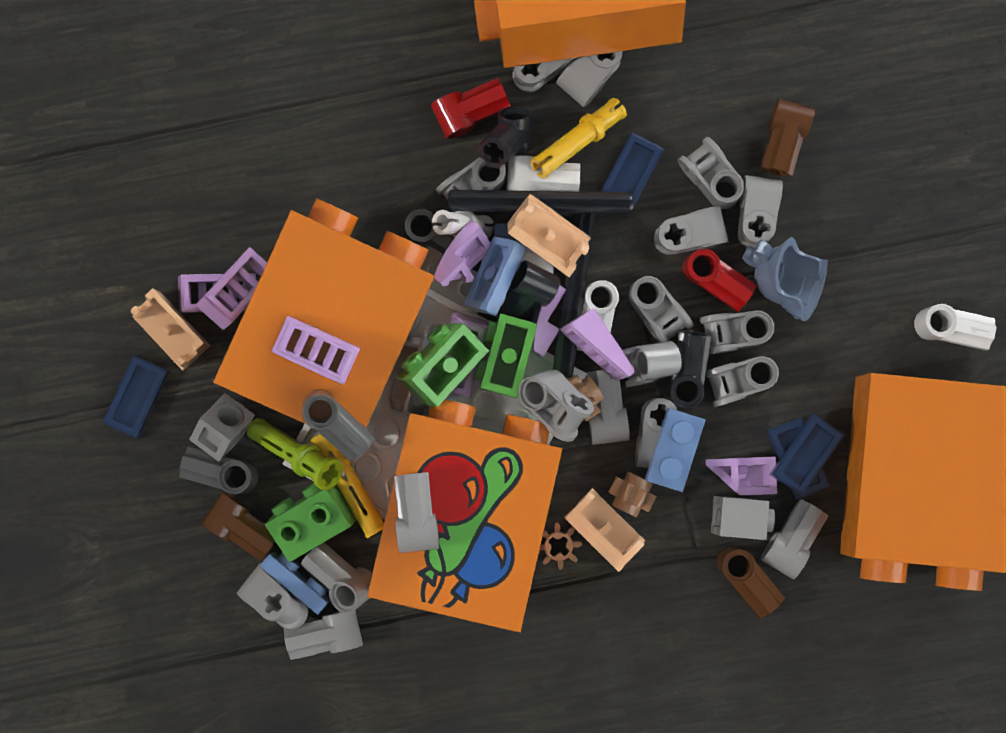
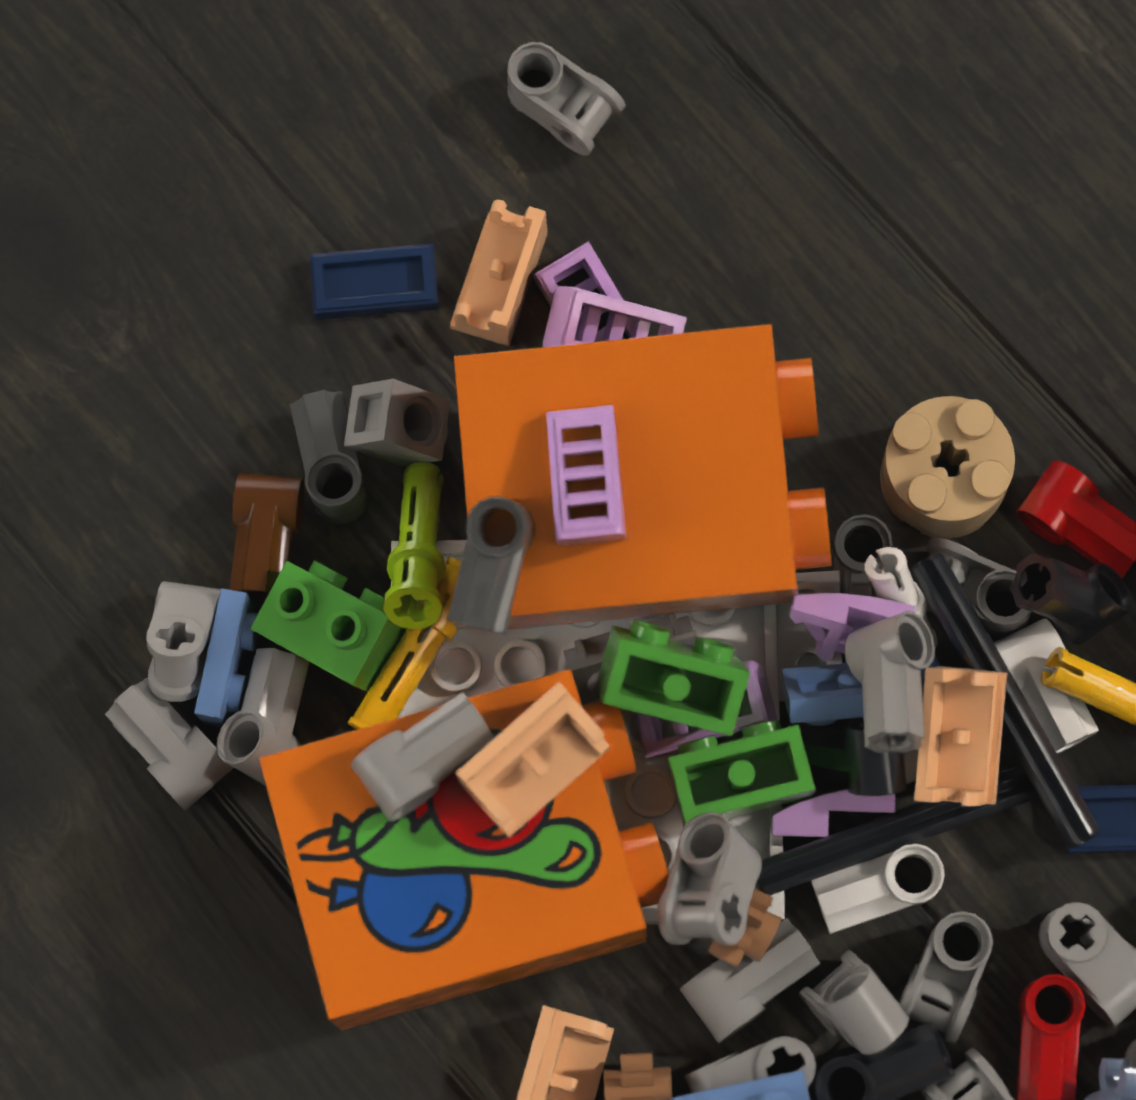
camera: 65 degrees right, 10 degrees down
(94, 243) = (568, 106): none -> light grey piece
(394, 141) = (966, 436): none -> tan brick
(449, 458) = (533, 760): none -> light nougat hinge
(495, 250) = (888, 665): none -> light grey piece
(560, 556) = (486, 1009): medium nougat gear -> none
(597, 342) = (841, 896): lavender slope -> none

